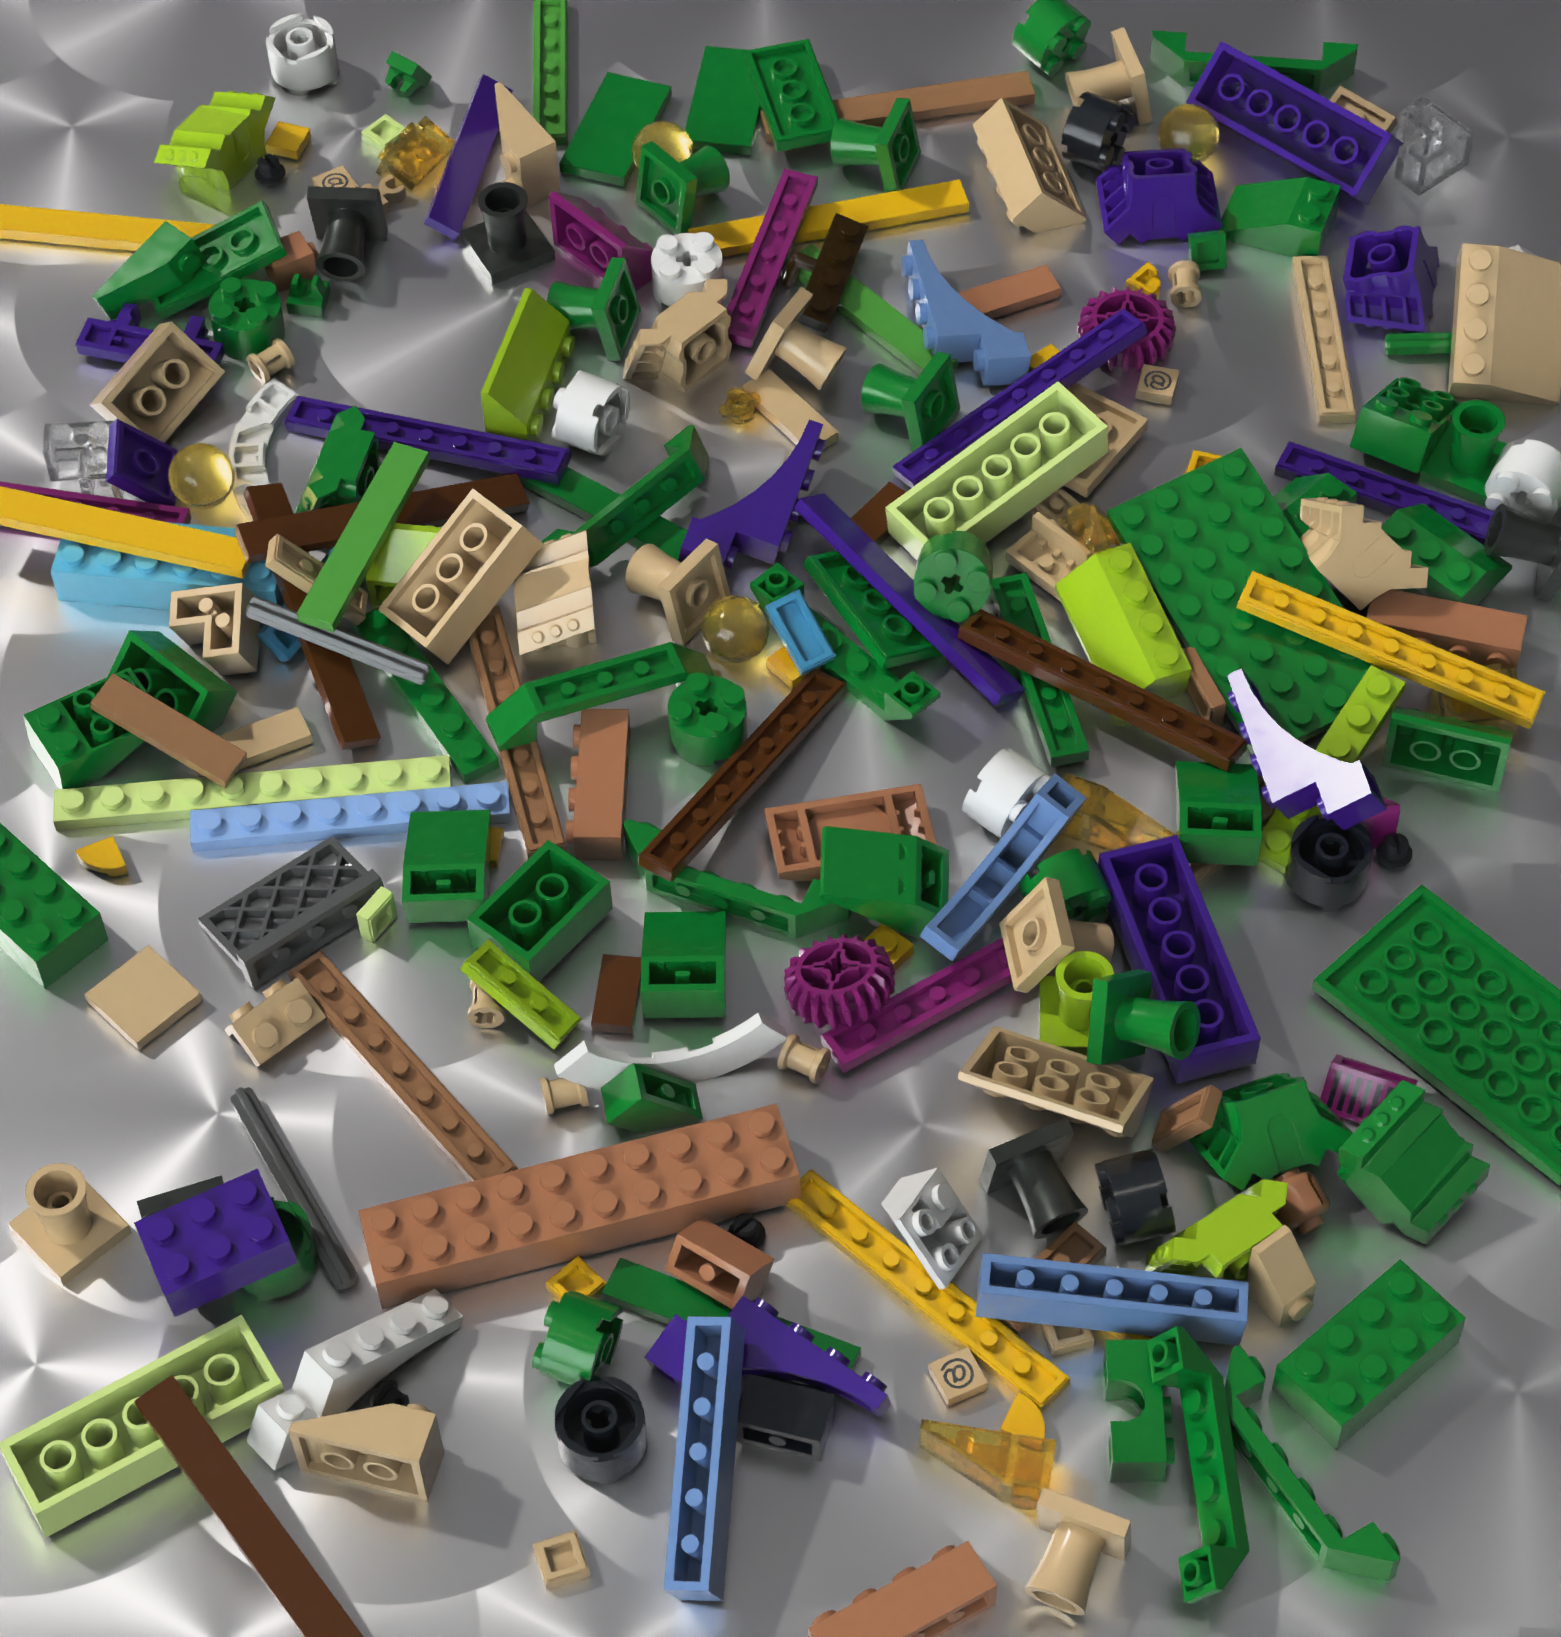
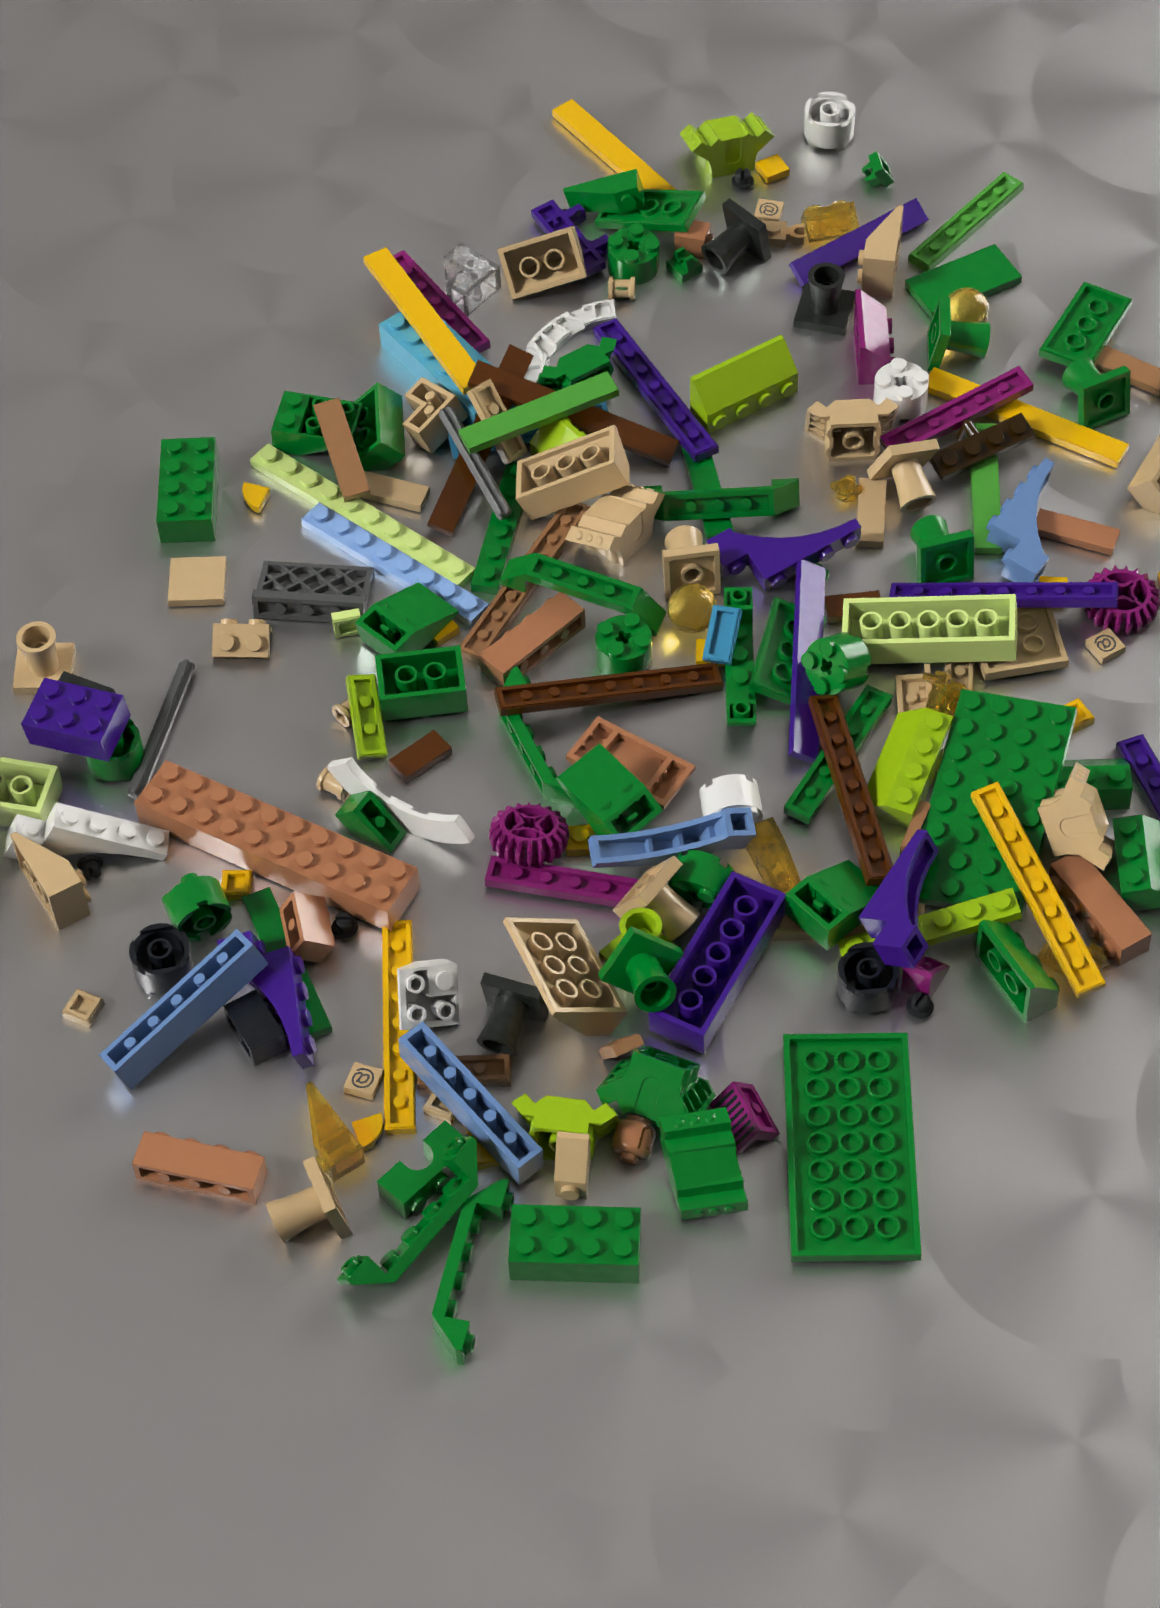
camera: 45 degrees right, 0 degrees up
(139, 464) = (489, 299): dark purple tile -> none
(201, 476) = (512, 325): clear yellow piece -> none
(382, 132) = (827, 196): yellowish green tile -> none
(401, 1070) = (275, 711): medium nougat tile -> none
(590, 413) = (750, 433): white brick -> none
(609, 308) = (825, 378): green plant -> none
(684, 965) = (465, 764): green slope -> none
(723, 103) = (1039, 309): green tile -> none
(804, 1058) = (470, 861): tan bush -> none
(1135, 1197) = (547, 1064): black brick -> none

